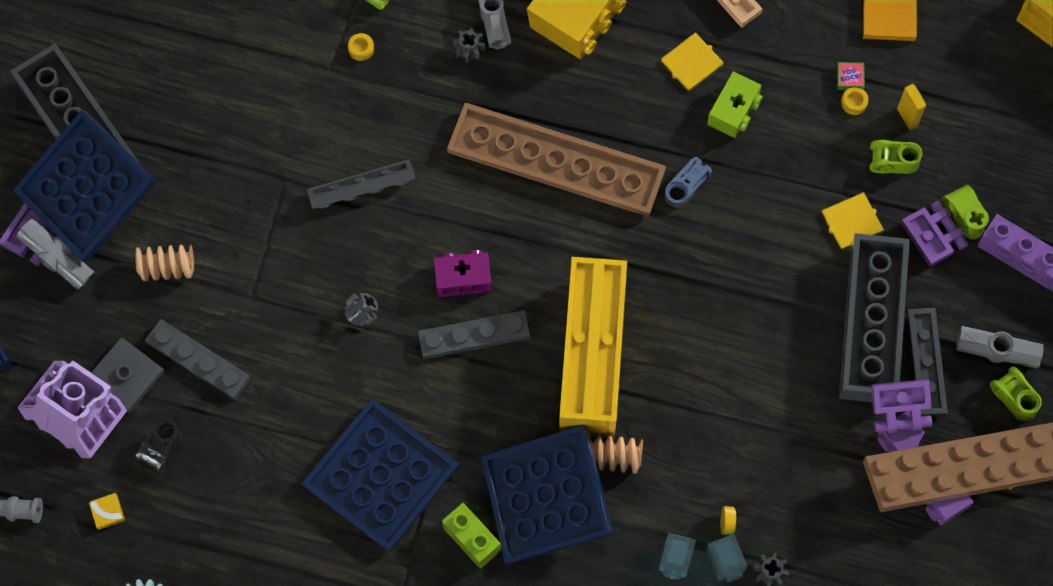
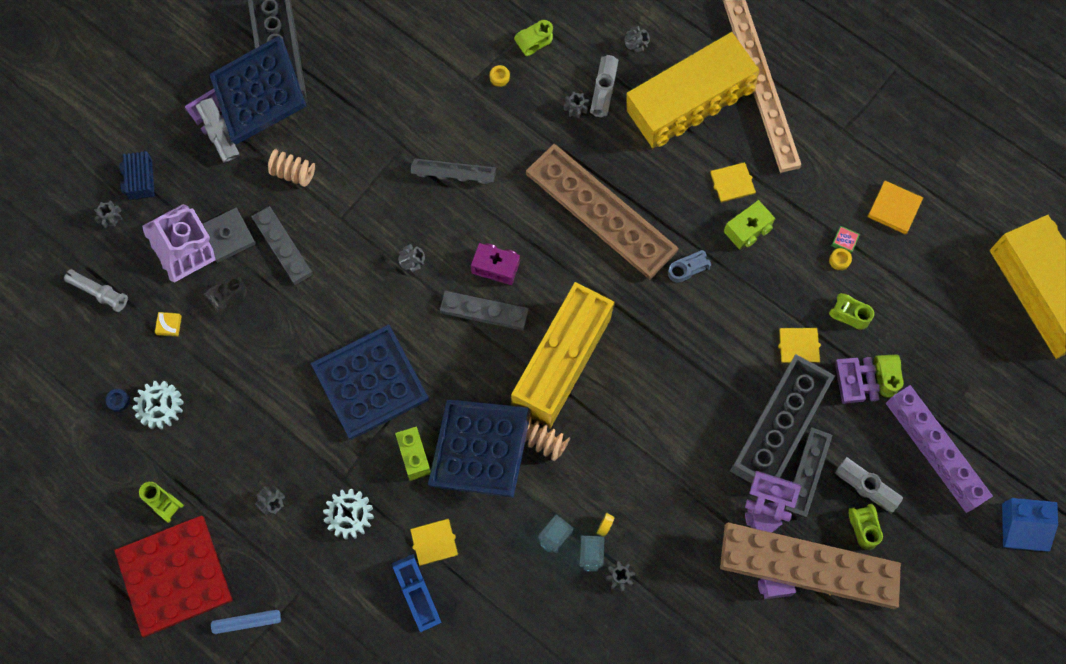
camera: 20 degrees right, 0 degrees up
(911, 106) = (880, 279): yellow tile -> none

